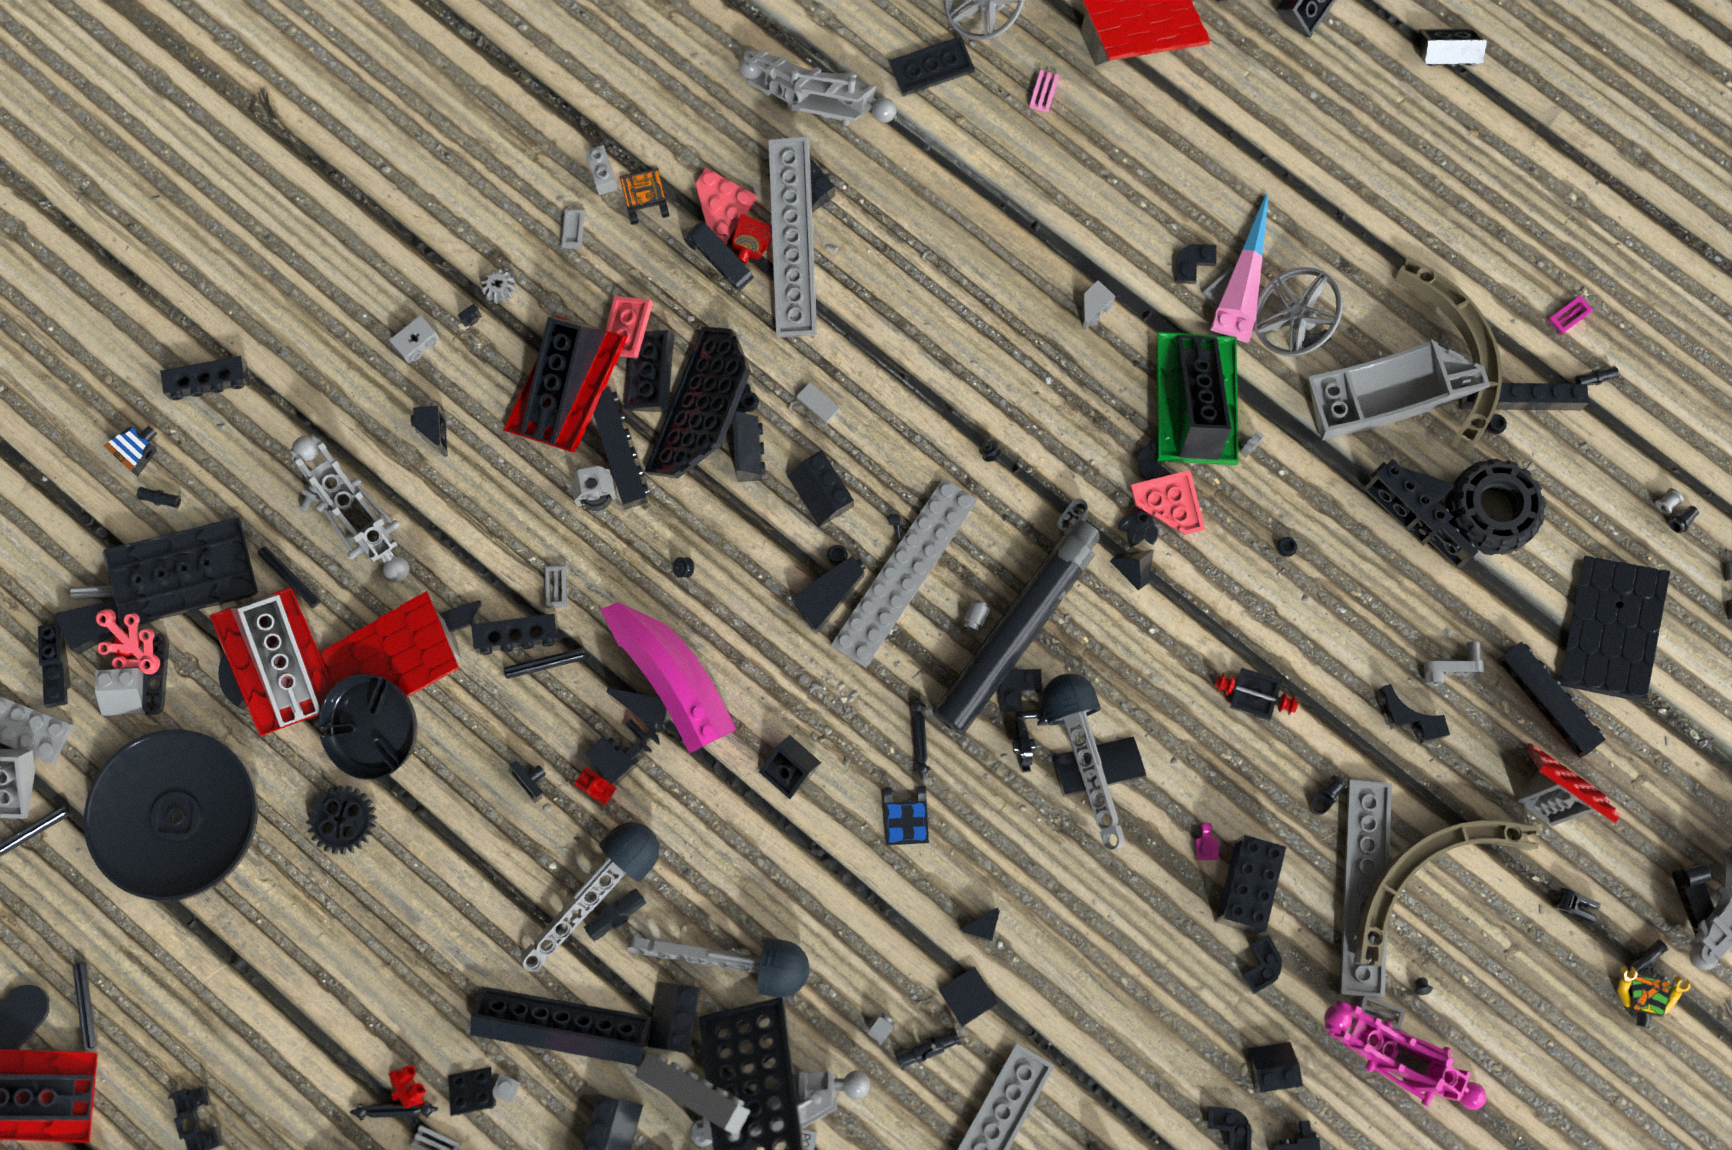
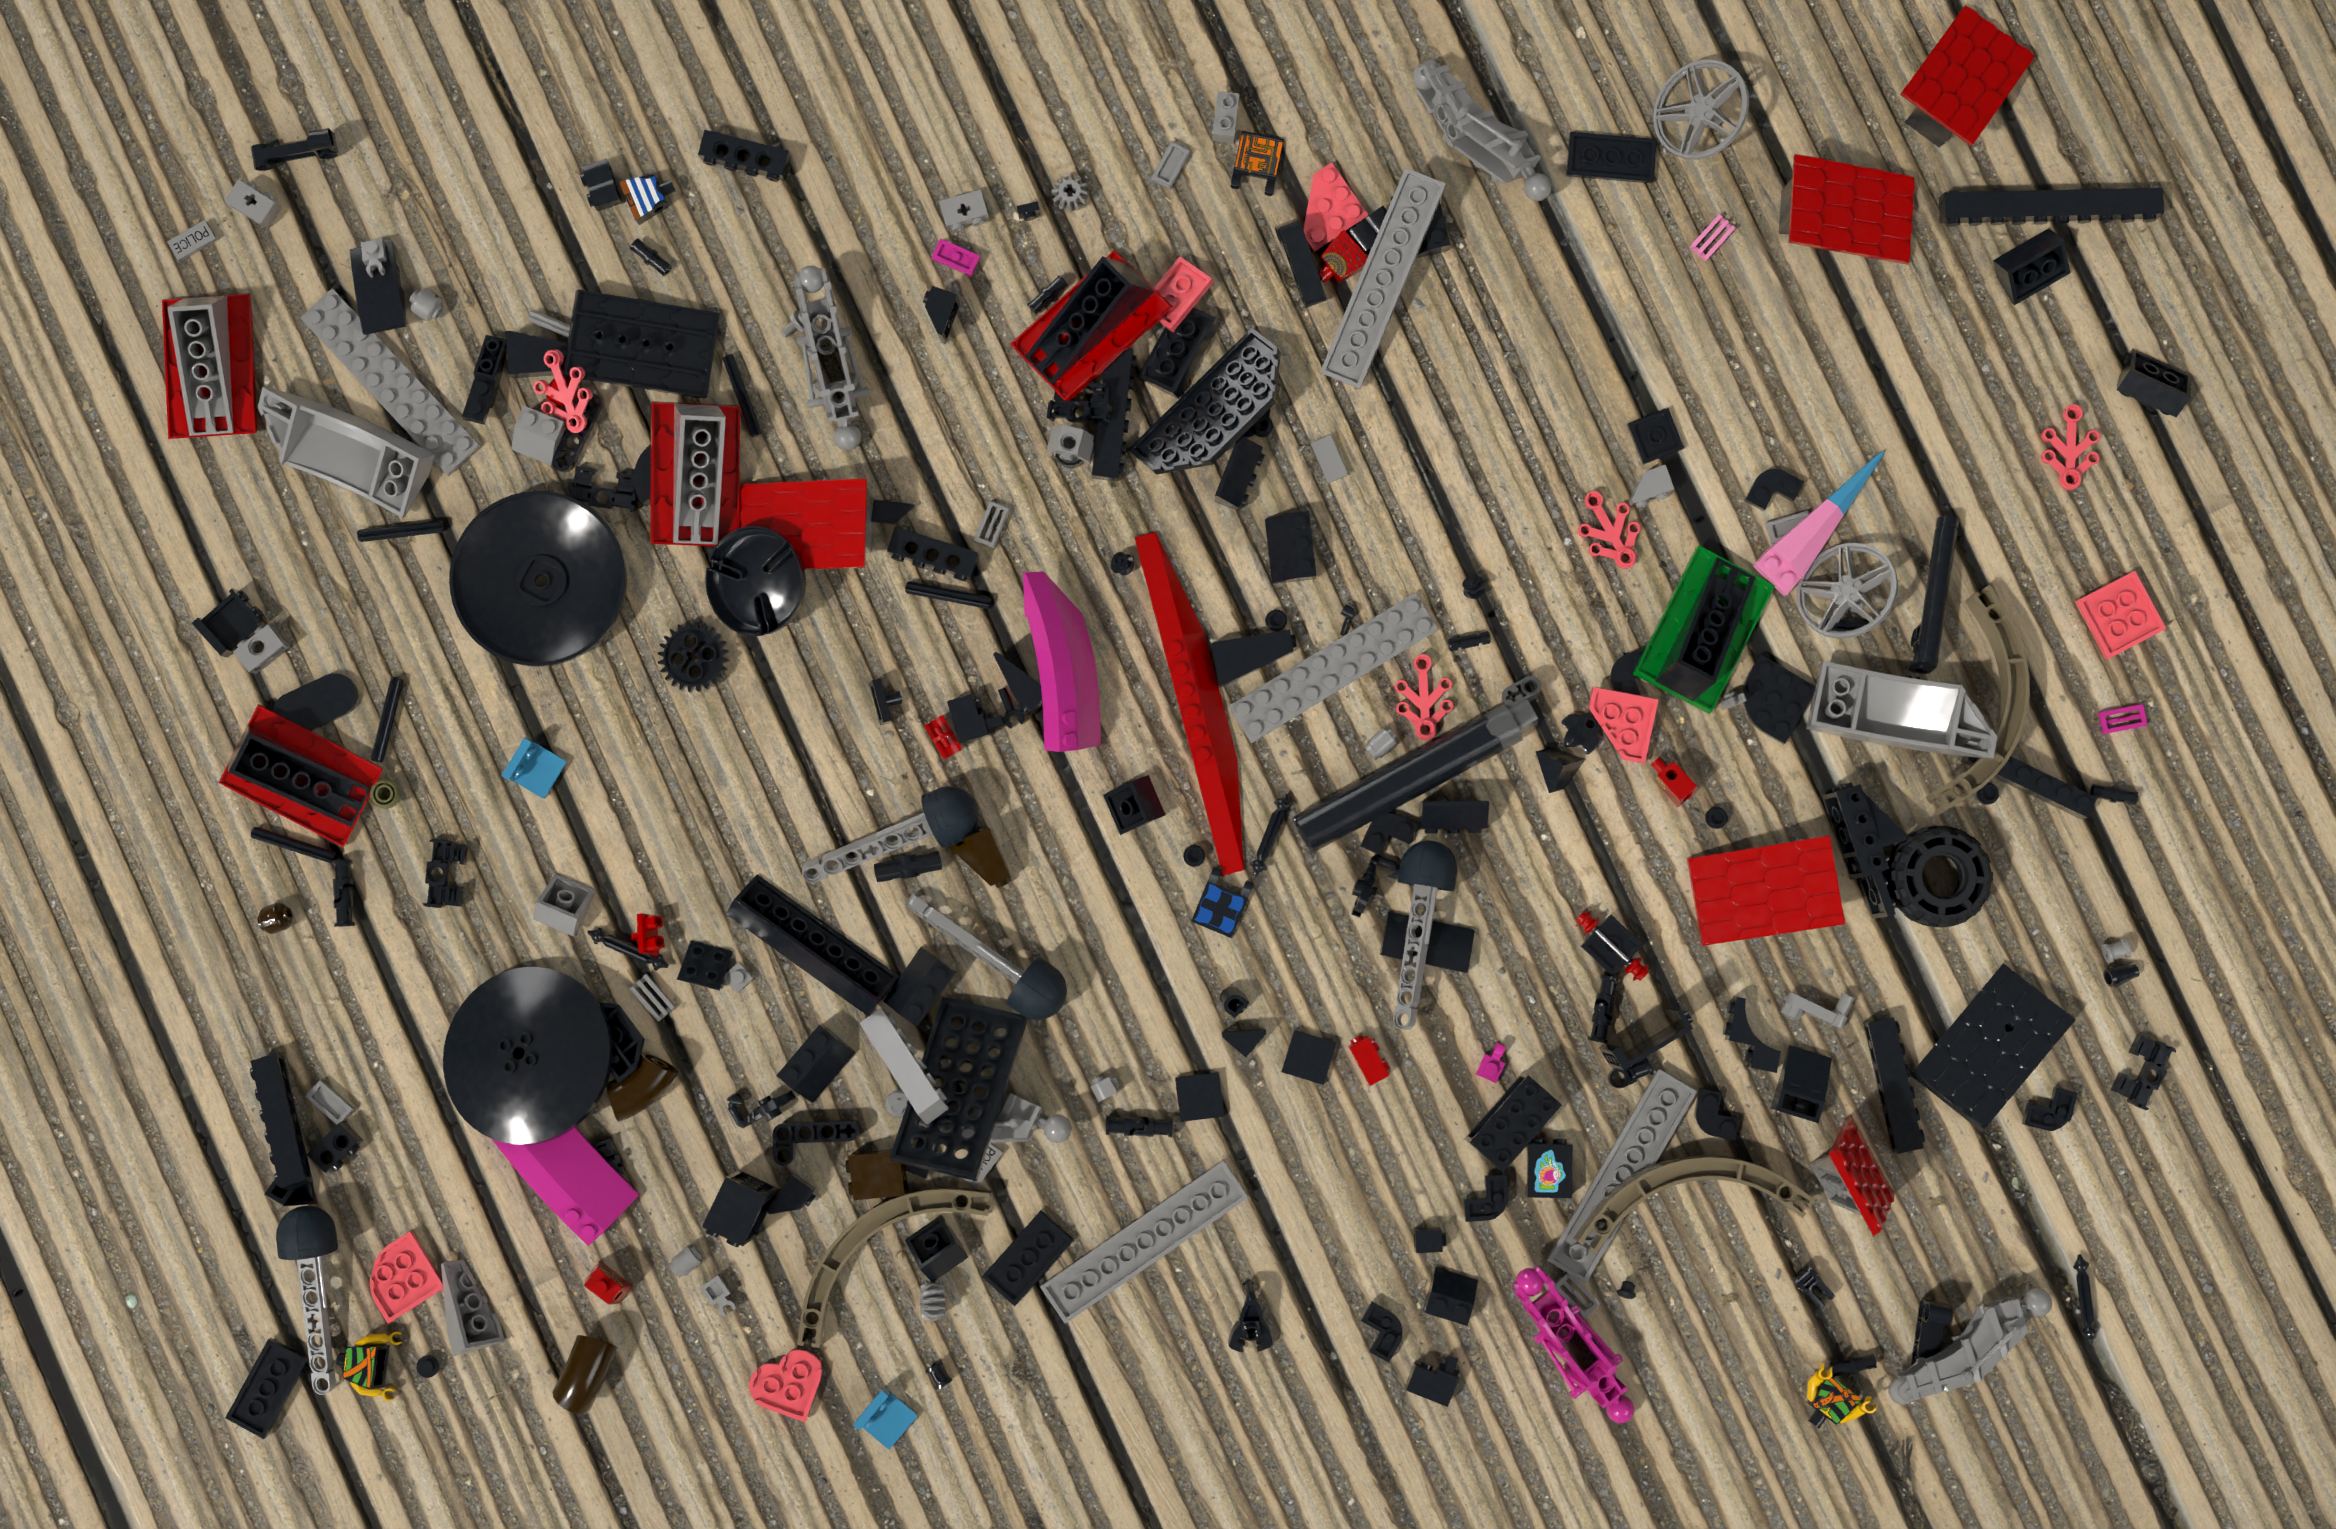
camera: 30 degrees right, 10 degrees up
(89, 457) = (601, 185): none -> black brick
(103, 1074) = (379, 793): none -> olive cone
(218, 712) = (622, 497): none -> black piece
(238, 986) = (534, 768): none -> dark azure bracket
(317, 1098) = (563, 904): none -> light grey slope
(425, 381) = (955, 257): none -> dark pink plate
(517, 376) = (1047, 294): none -> black pin
(576, 460) = (1098, 404): none -> black piece
(678, 873) = (984, 857): none -> dark brown slope
(761, 205) = (1367, 230): none -> black brick
(804, 654) = (1198, 701): none -> red wedge
(862, 786) = (1194, 855): none -> black plate
(957, 896) = (1233, 1001): none -> black plate
(995, 564) = (1424, 701): none -> coral plant
(1008, 497) = (1469, 641): none -> black axle
(1046, 915) = (1308, 1057): none -> black tile
(1068, 646) = (1453, 816): none -> black slope
(1078, 264) = (1655, 436): none -> black tile
(1081, 356) = (1611, 533): none -> coral plant
(1098, 891) = (1368, 1060): none -> red brick
(1230, 1026) = (1429, 1240): none -> black brick
(1237, 532) = (1680, 788): none -> red torso
(1277, 754) = (1602, 1013): none -> black piece
(1284, 427) = (1775, 698): none -> black plate
(1302, 912) = (1549, 1169): none -> black panel
(1347, 729) = (1680, 1025): none -> black panel
(1361, 585) = (1766, 891): none -> red piece
(1381, 318) = (1928, 634): none -> black piece
(1413, 127) = (2070, 450): none -> coral plant
(1413, 803) = (1708, 1118): none -> black plate
(1476, 735) = (1802, 1084): none -> black slope
(1523, 234) = (2120, 615): none -> coral plate
(1695, 661) = (2054, 1117): none -> black plate

